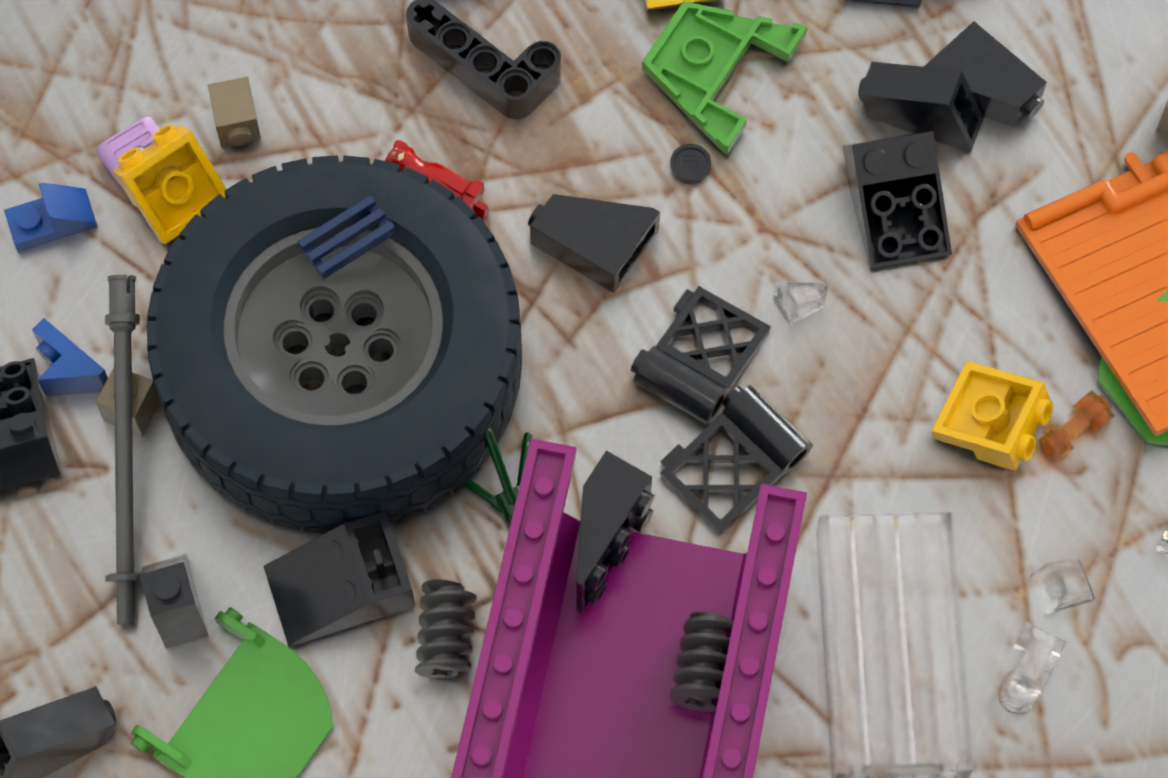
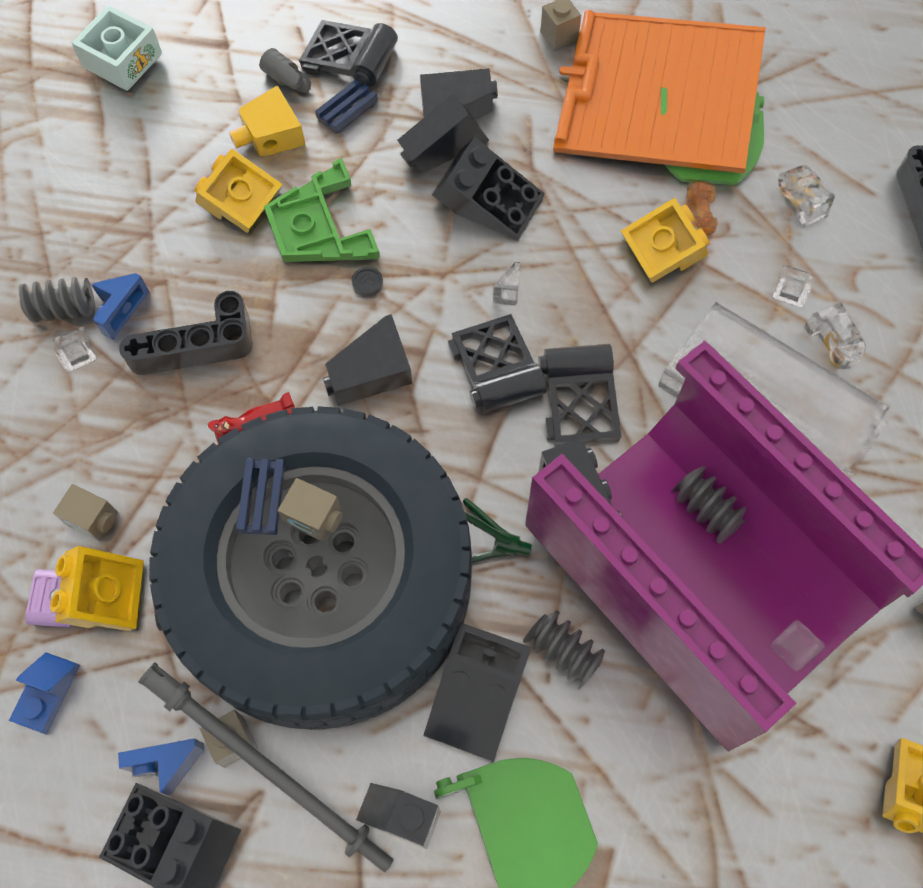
camera: 50 degrees left, 0 degrees up
(364, 286) = (310, 510): none -> dark tan brick

